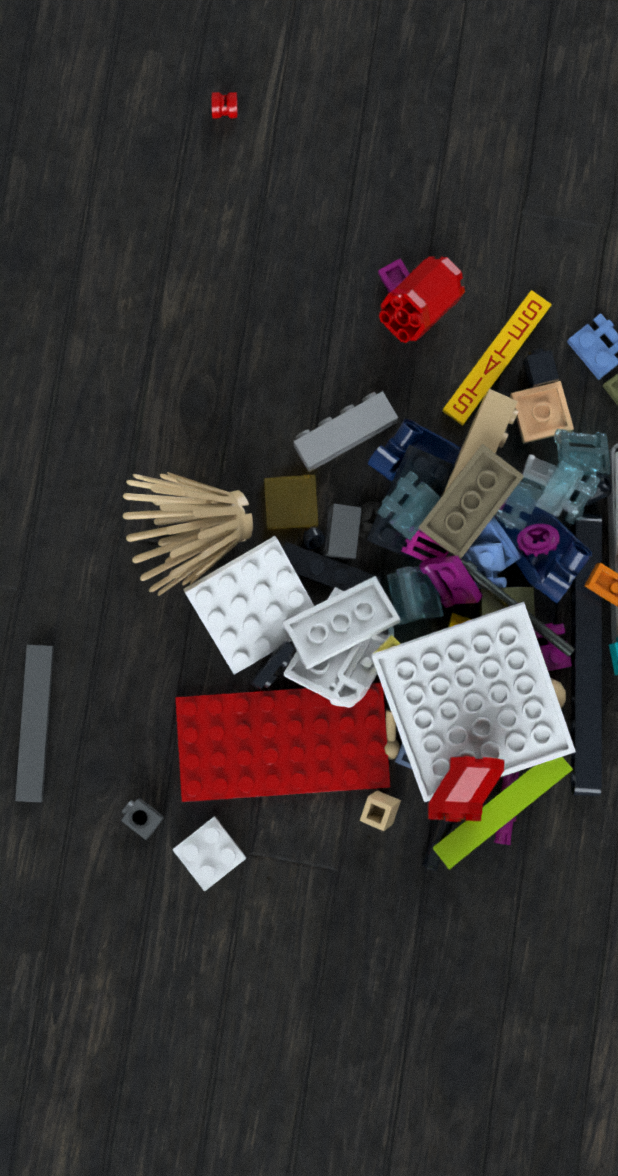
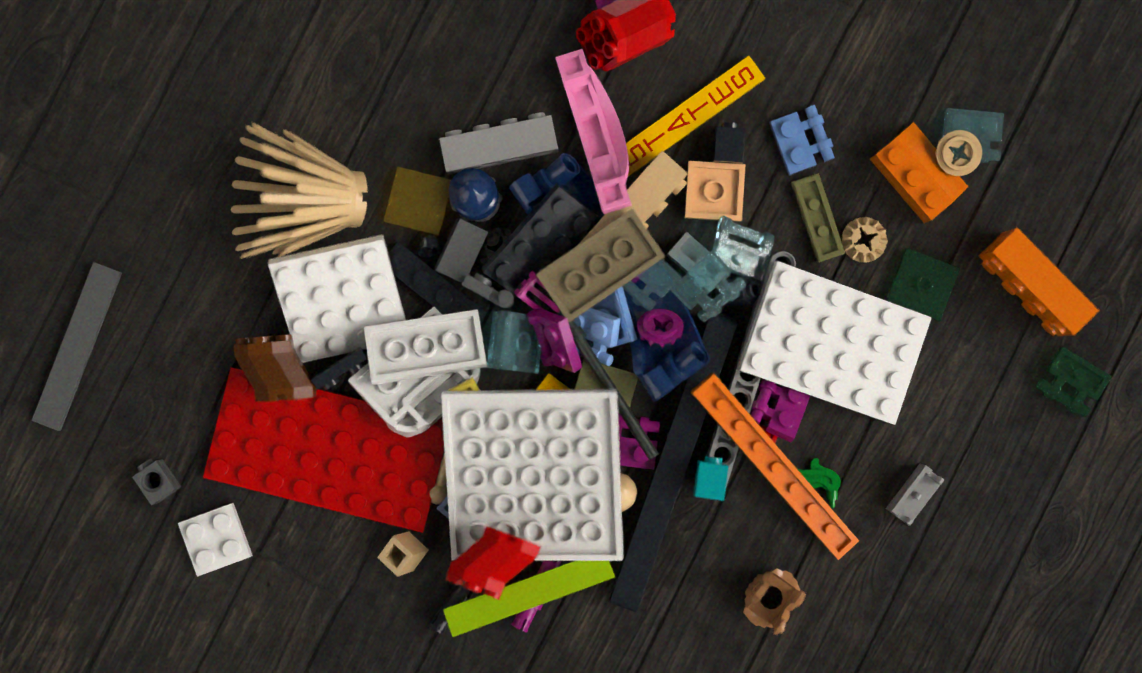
camera: 20 degrees right, 5 degrees up
(215, 683) = (273, 368): none -> reddish brown brick
(338, 481) = (474, 195): none -> dark blue hair
(372, 556) = (482, 287): none -> dark grey plate
(414, 510) = (538, 254): clear light blue plate -> none
(426, 392) = (598, 130): none -> bright pink piece

